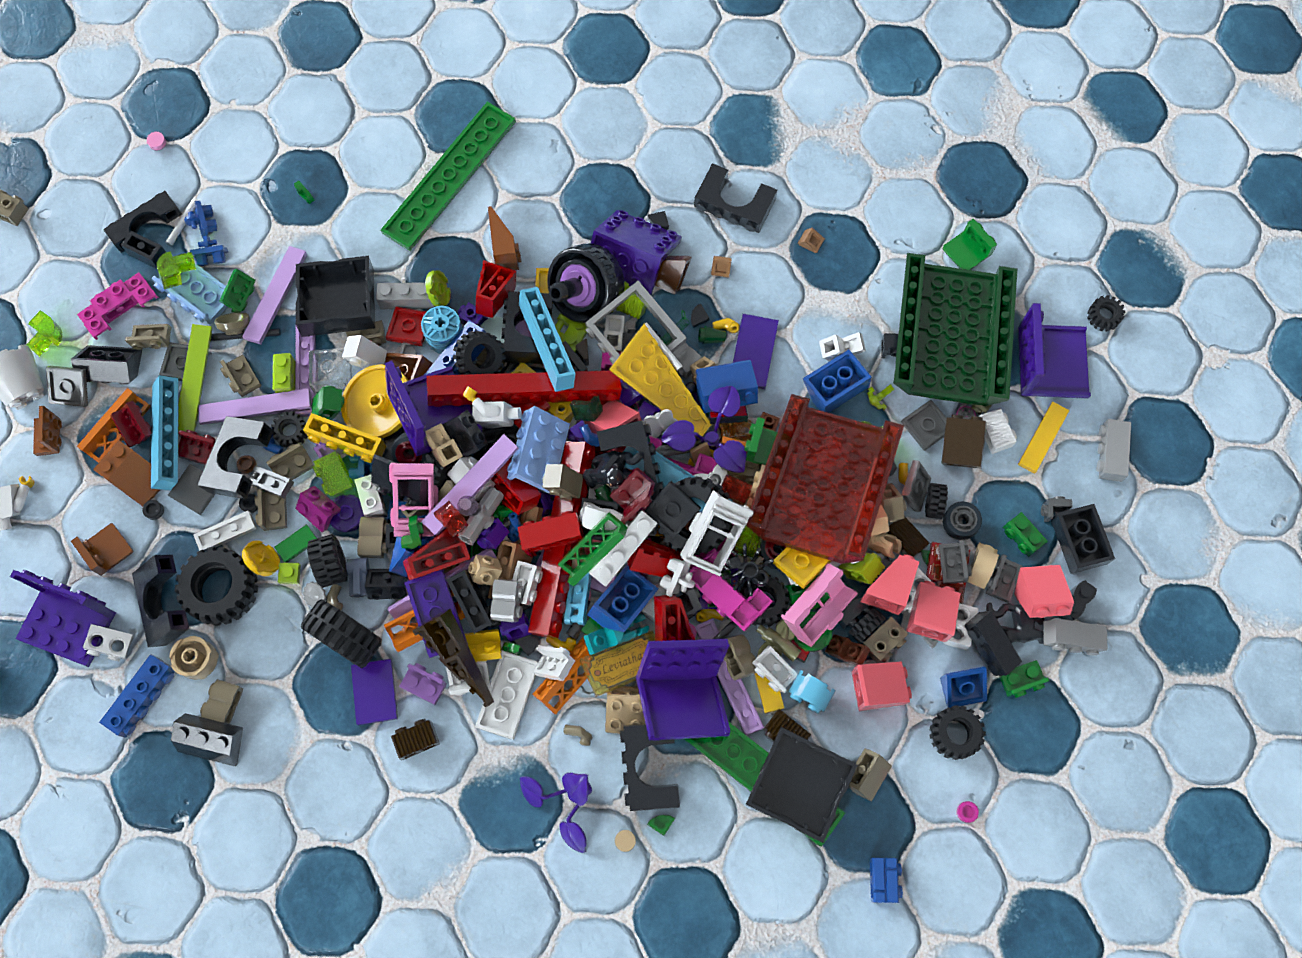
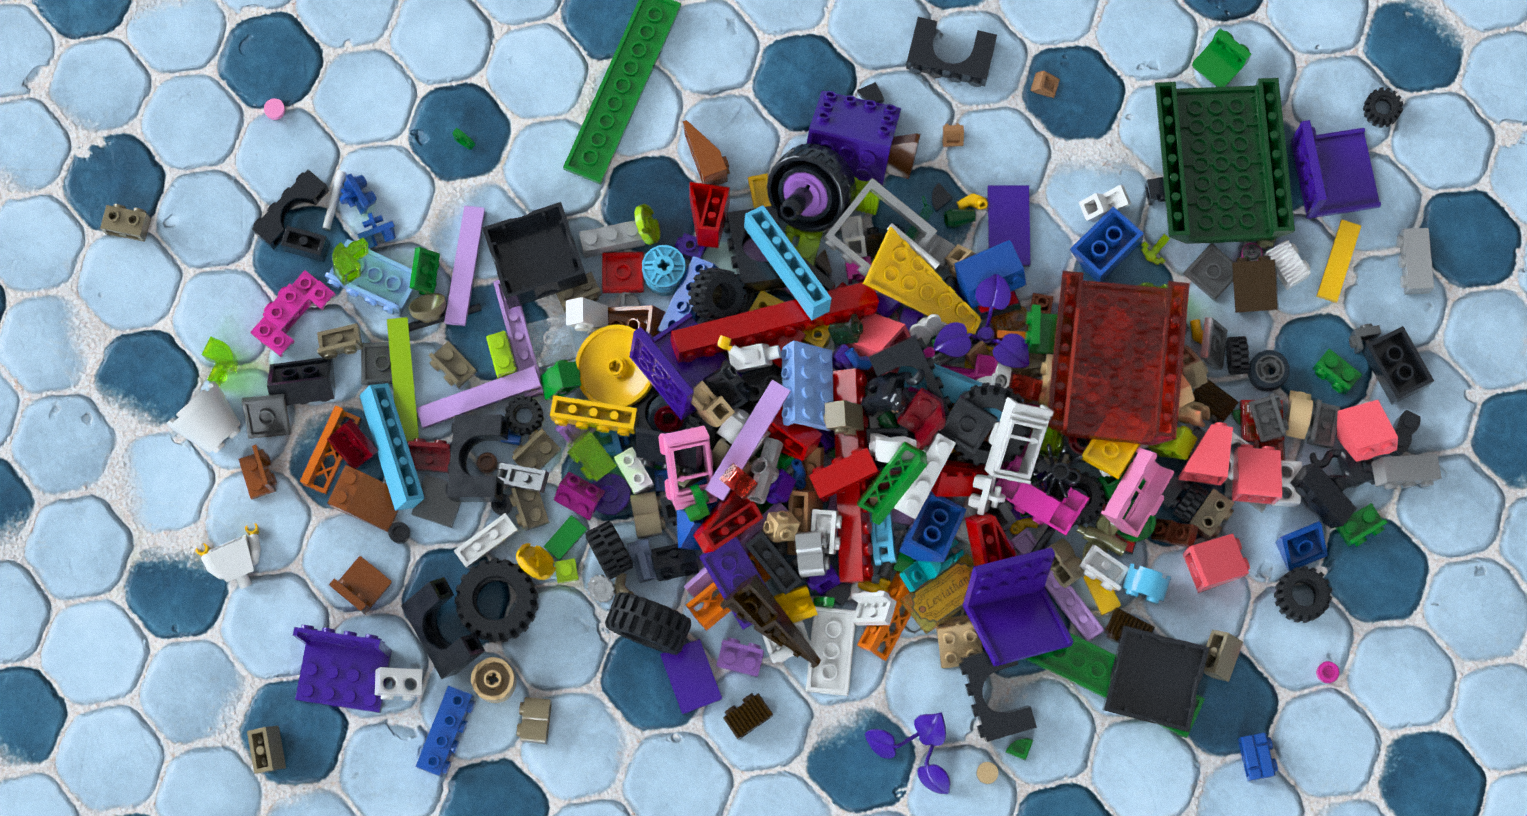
camera: 10 degrees left, 5 degrees up
(207, 739) = (533, 760): black slope -> none
(467, 505) = (751, 463): clear purple tile -> none
(578, 731) = (910, 673): dark tan arm -> none

